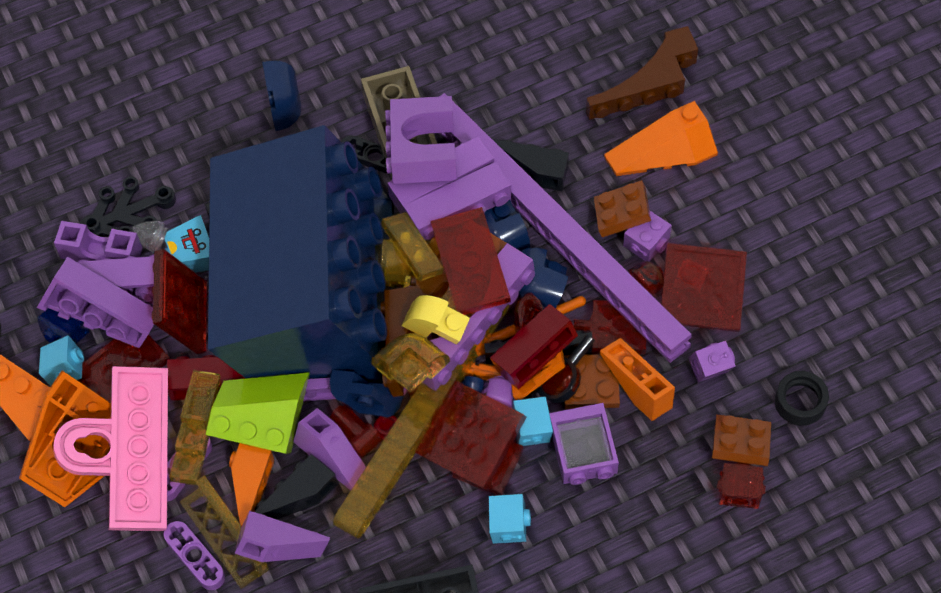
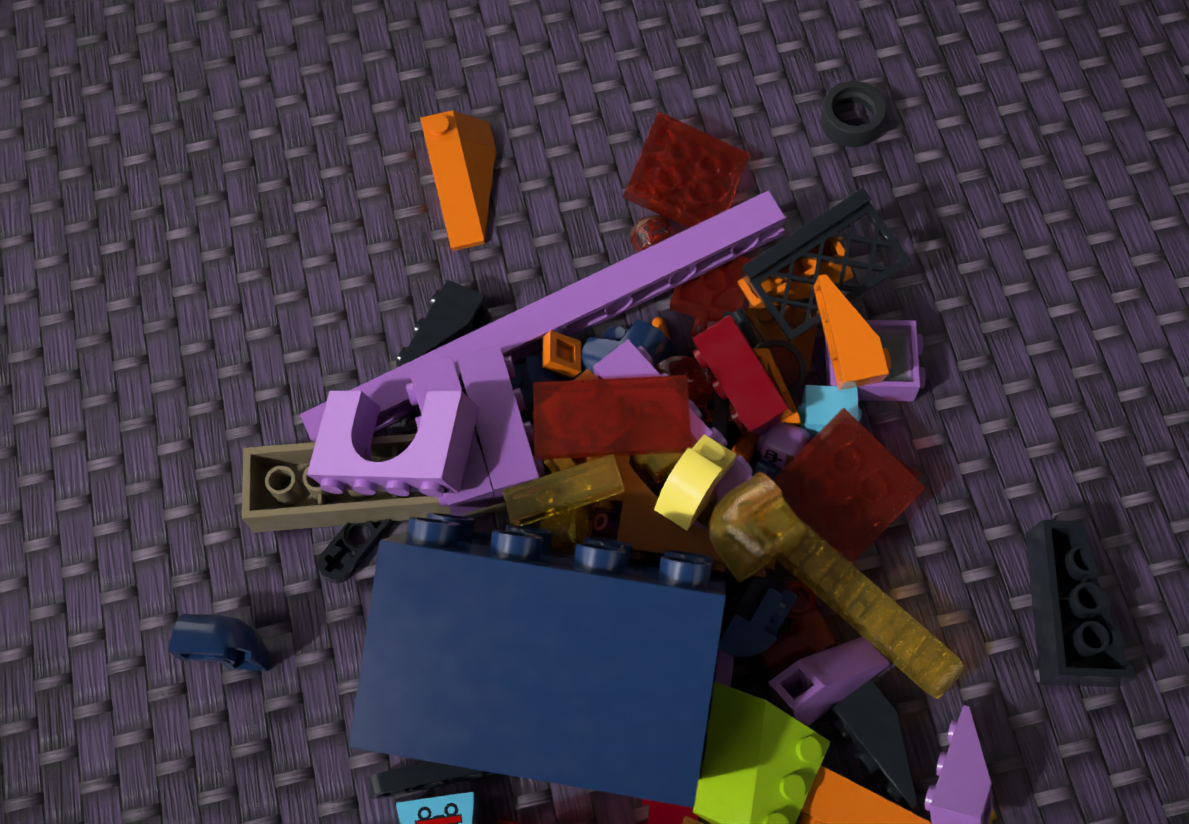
camera: 75 degrees left, 5 degrees up
(508, 518) = (963, 471): medium azure head -> none
(527, 234) = (561, 354): none -> orange plate
(577, 412) = (851, 341): none -> orange slope
(622, 208) = (549, 238): dark orange plate -> none
(648, 238) = (591, 222): medium lavender head -> none
(653, 82) = (361, 155): reddish brown arch -> none
(659, 371) = (810, 237): none -> black fence
(712, 361) = (794, 187): medium lavender head -> none
(741, 485) = (958, 201): clear red head -> none
(742, 440) = (903, 184): dark orange plate -> none

